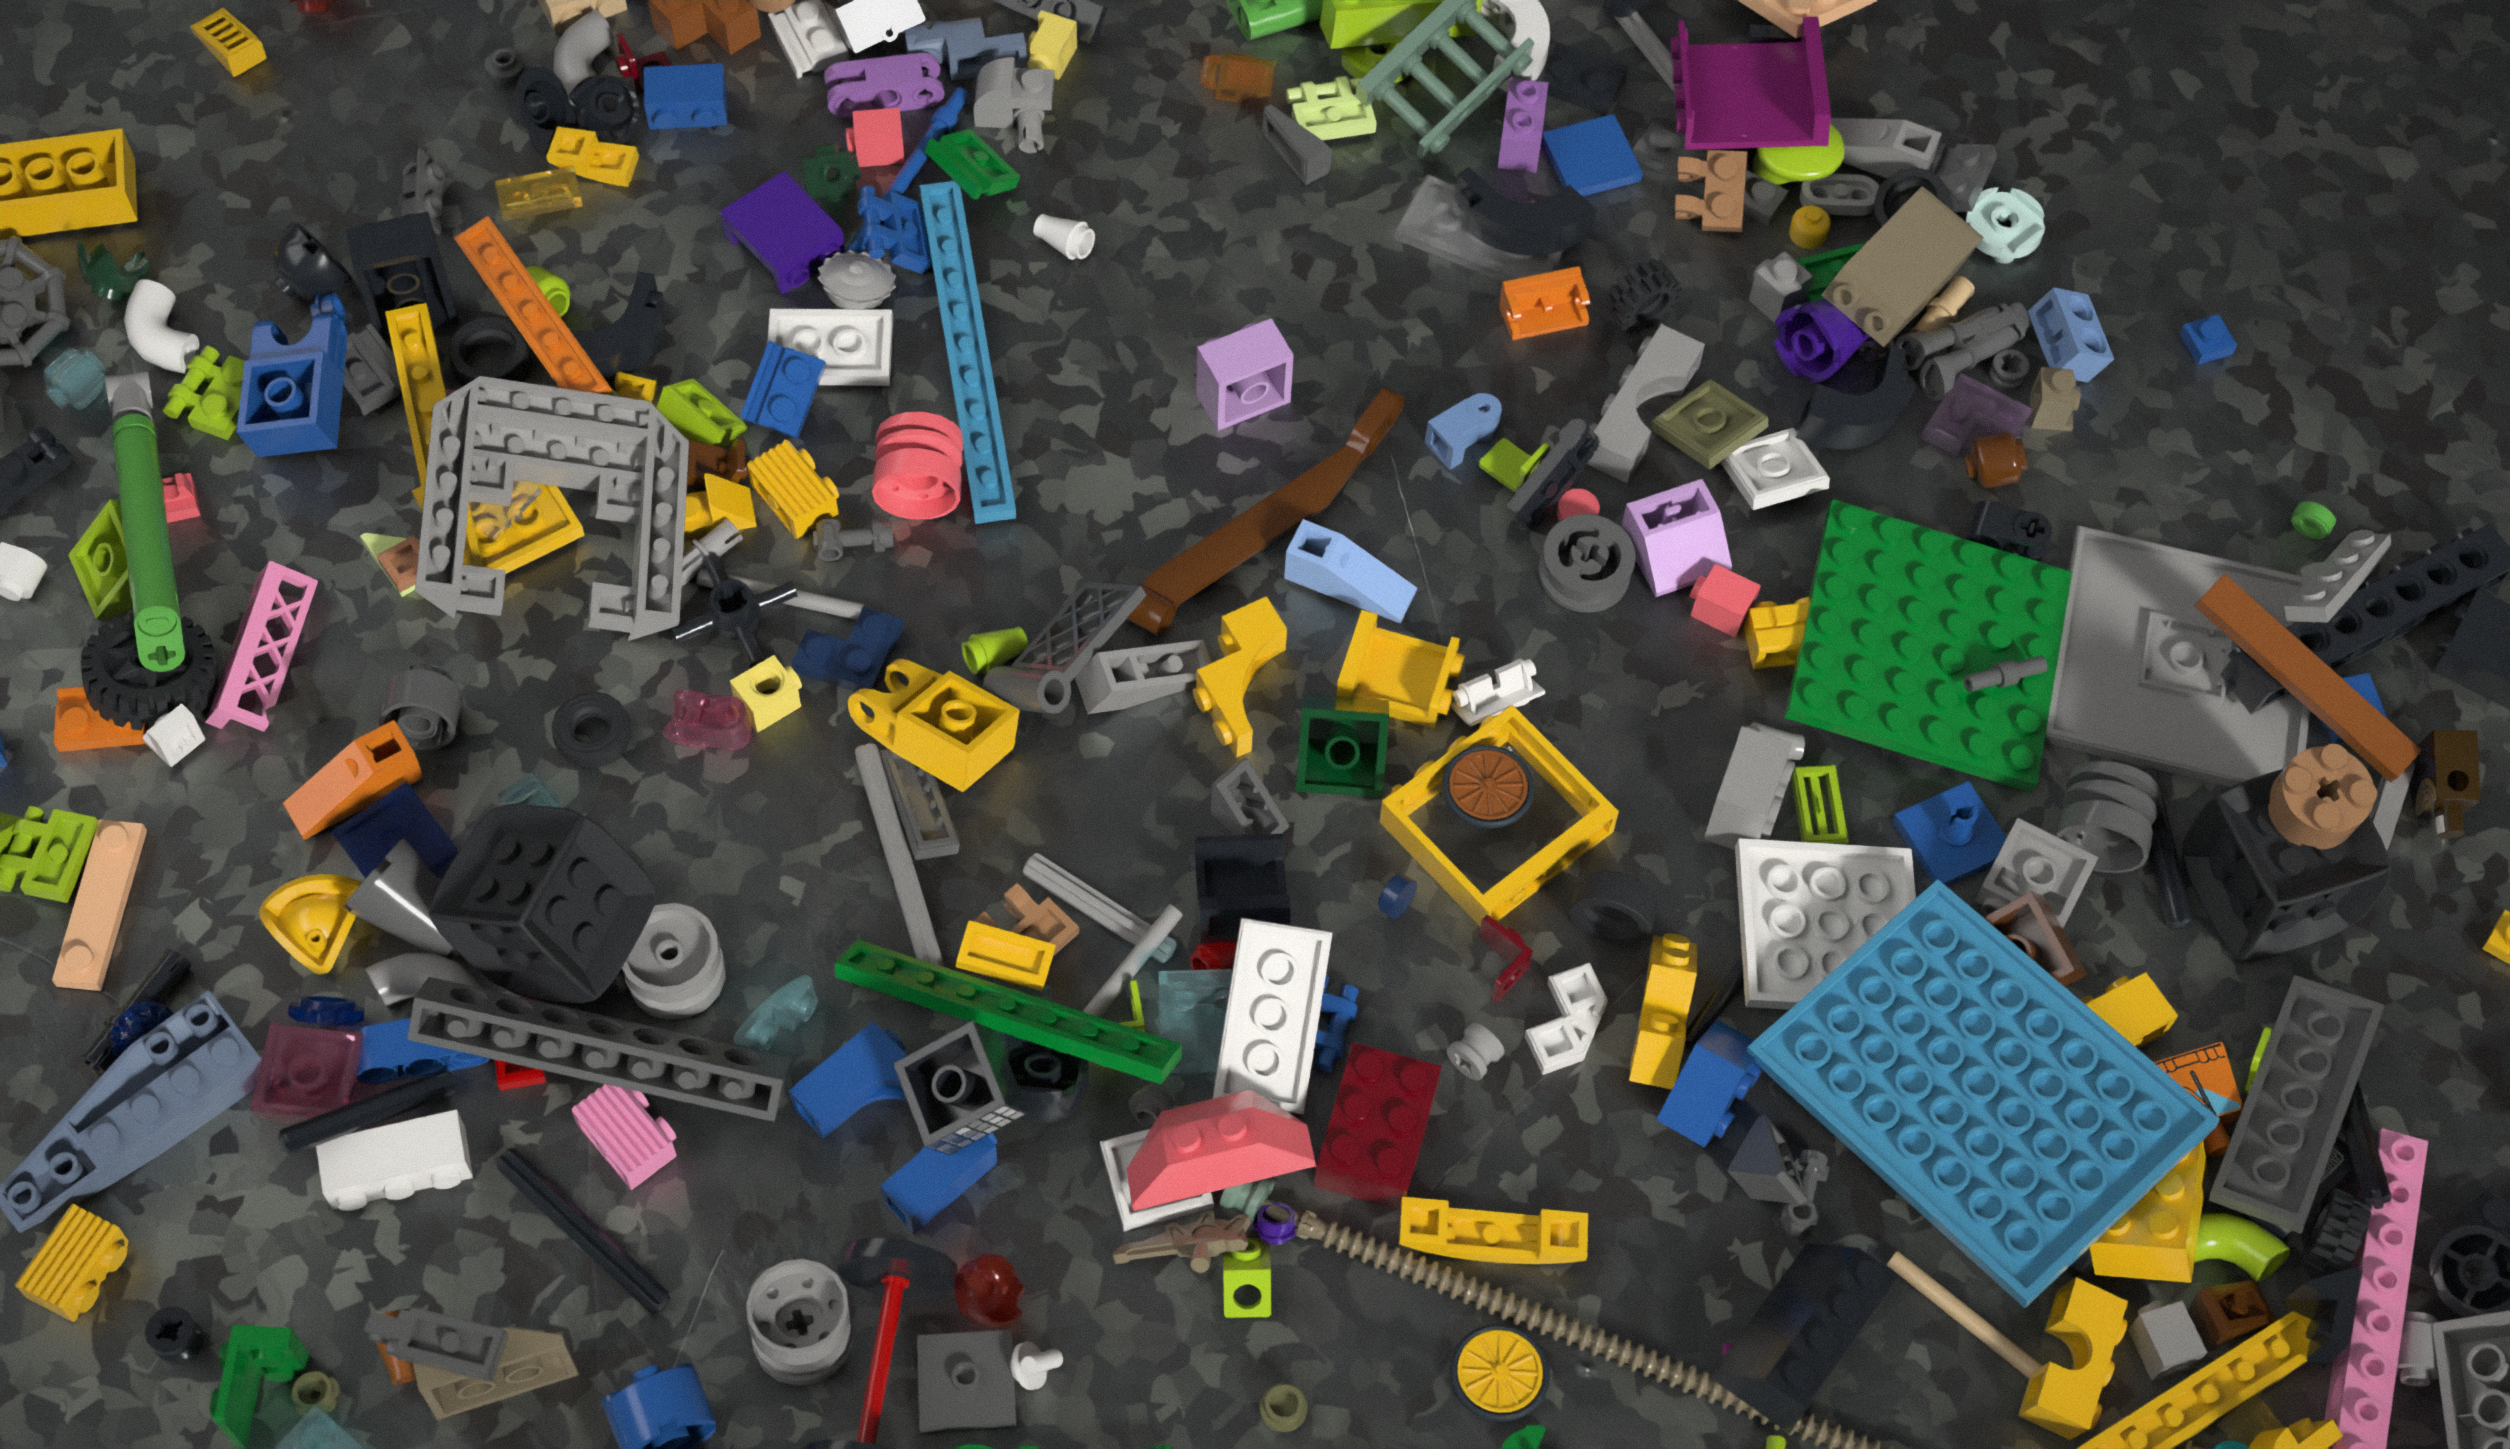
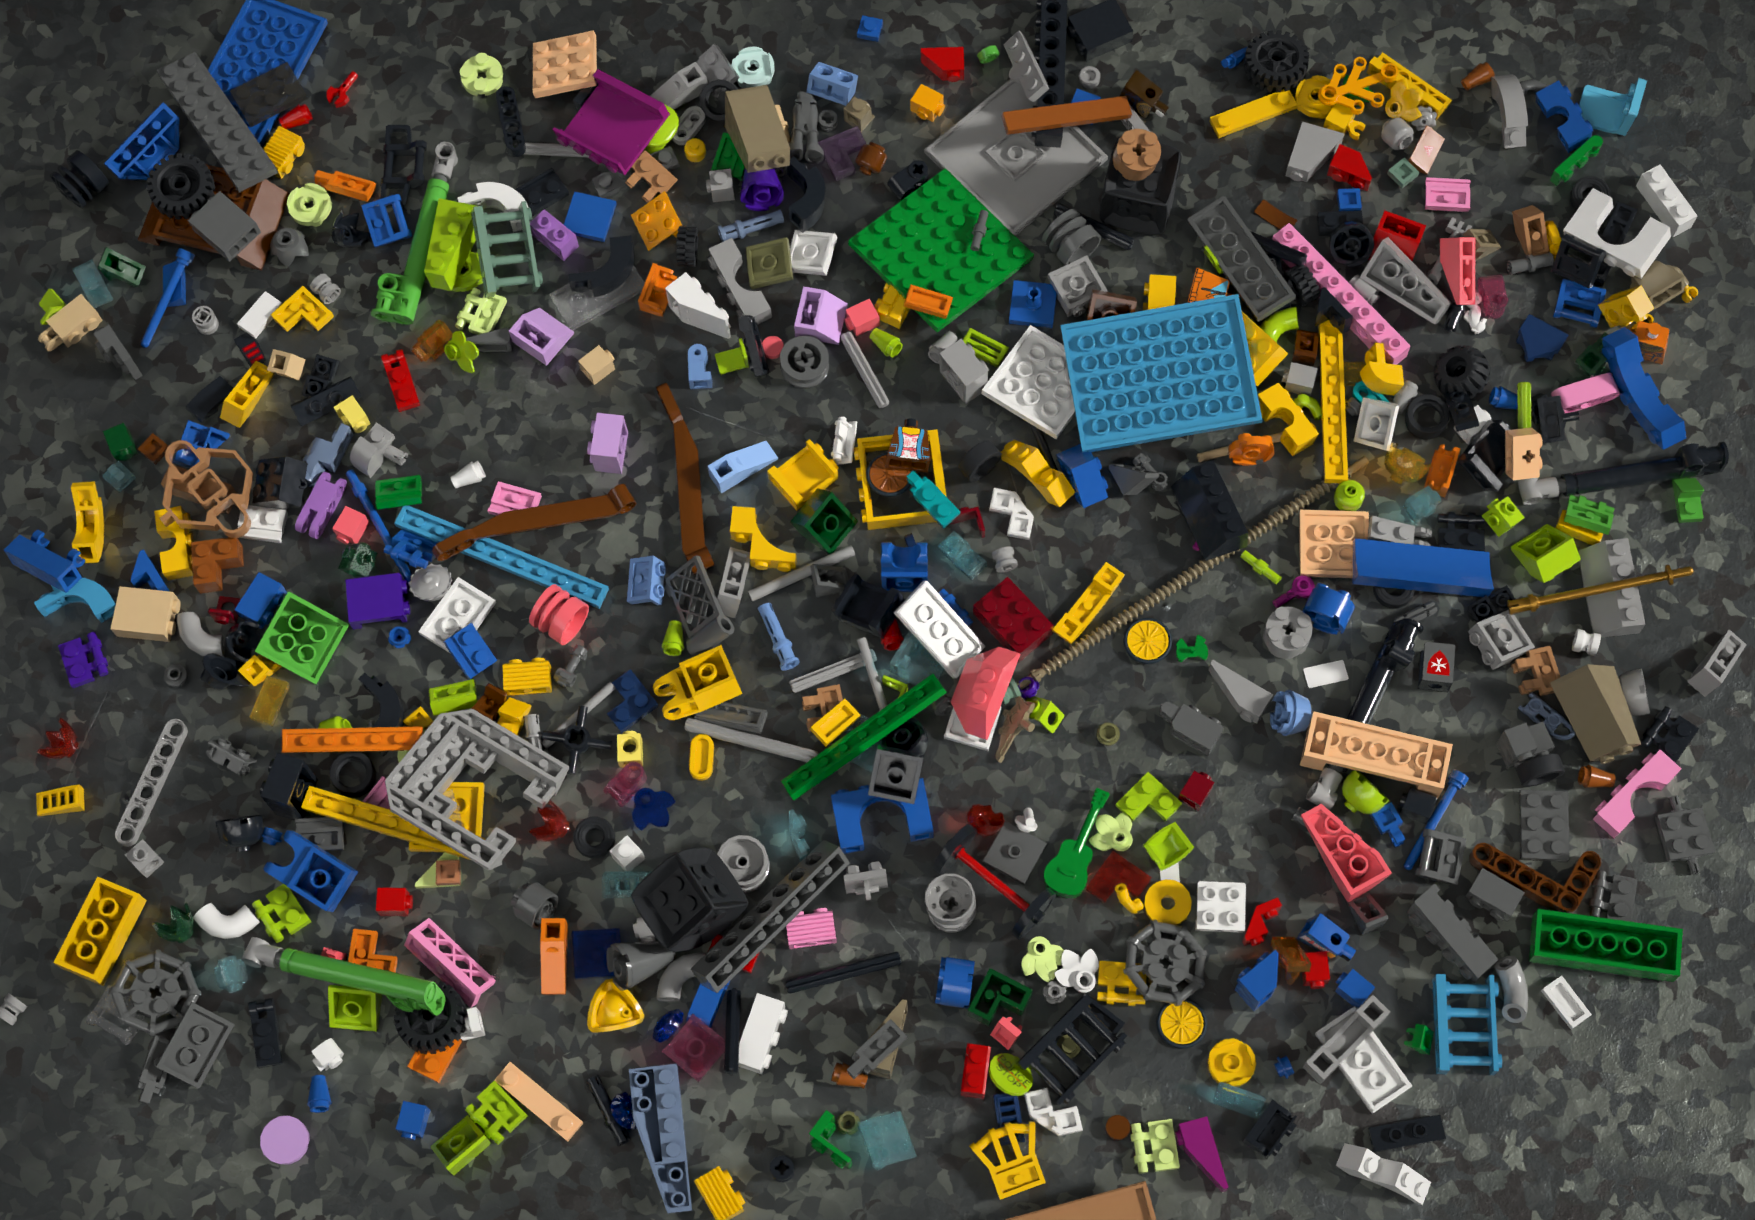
camera: 50 degrees left, 10 degrees up
(195, 178) = (144, 858): none -> light grey brick
(199, 534) = (363, 951): none -> orange plate
(315, 519) = (393, 901): none -> red brick
(324, 133) = (148, 781): none -> light grey beam
(567, 658) = (555, 824): none -> clear red piece
(587, 786) = (627, 854): none -> white brick
(660, 171) = (301, 637): none -> bright green slope
(690, 787) = (654, 811): none -> clear blue plate
(744, 286) = (399, 631): none -> blue plate
(760, 1171) = (867, 881): none -> light grey hips
(824, 803) = (701, 757): none -> yellow tile
(1063, 317) = (510, 498): none -> bright pink plate
(1064, 559) = (646, 580): none -> medium blue bracket
(1089, 806) = (781, 645): none -> medium blue pin
(1150, 75) = (400, 381): none -> red plate
(1163, 444) = (615, 502): none -> reddish brown piece
(1223, 760) = (800, 573): none -> light grey piece
(1249, 115) = (461, 351): none -> lime plate
(1339, 893) = (903, 566): none -> blue brick
(1354, 195) = (540, 335): none -> lavender slope
(1363, 294) = (597, 364): none -> tan brick
(1437, 985) = (962, 555): none -> clear light blue slope
(1489, 872) = (932, 499): none -> teal hinge
(1547, 781) = (909, 448): none -> torso
(1556, 357) = (697, 307): none -> white slope
(1642, 657) = (864, 370): none -> light grey axle
(1656, 236) = (656, 221): none -> light orange hinge
(1711, 660) = (886, 342): none -> lime cone
(1732, 353) = (738, 226): none -> sand blue pin
(1820, 666) = (928, 301): none -> orange tile
(1970, 1329) = (1250, 449): none -> orange plate
(2138, 1383) = (1311, 403): none -> lime arm
(2155, 482) = (927, 103): none -> light orange brick
(2246, 469) = (944, 62): none -> red slope
(2409, 690) = (1089, 77): none -> light grey tile
(2426, 1118) = (1273, 215): none -> reddish brown sticker

